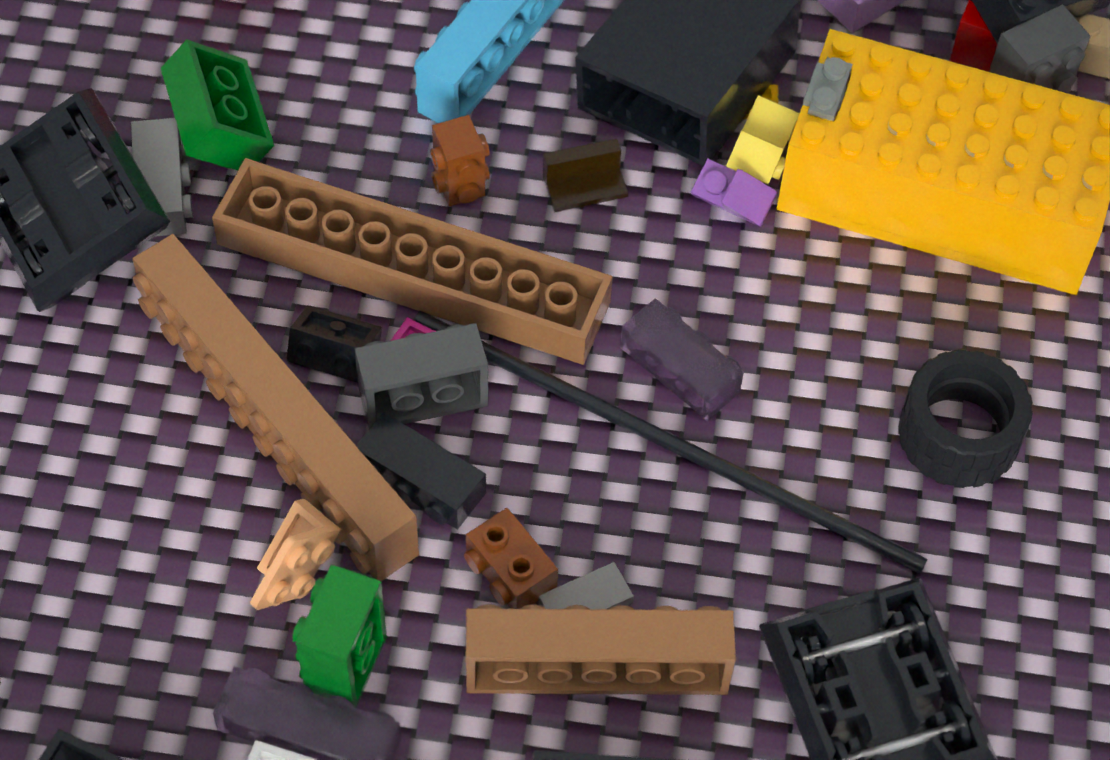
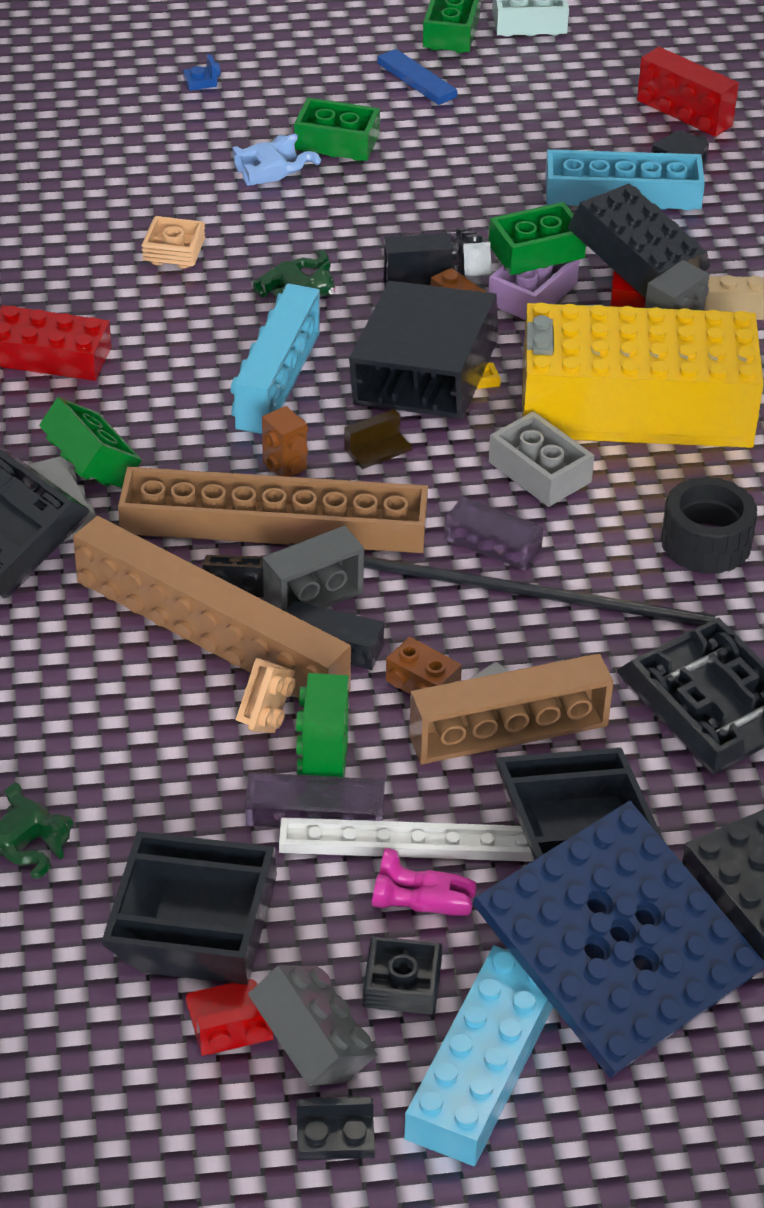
camera: 15 degrees left, 15 degrees down
(734, 192) = (478, 427): medium lavender slope -> none
(764, 140) = (500, 391): light yellow brick -> none
(781, 258) = (541, 458): none -> light grey brick

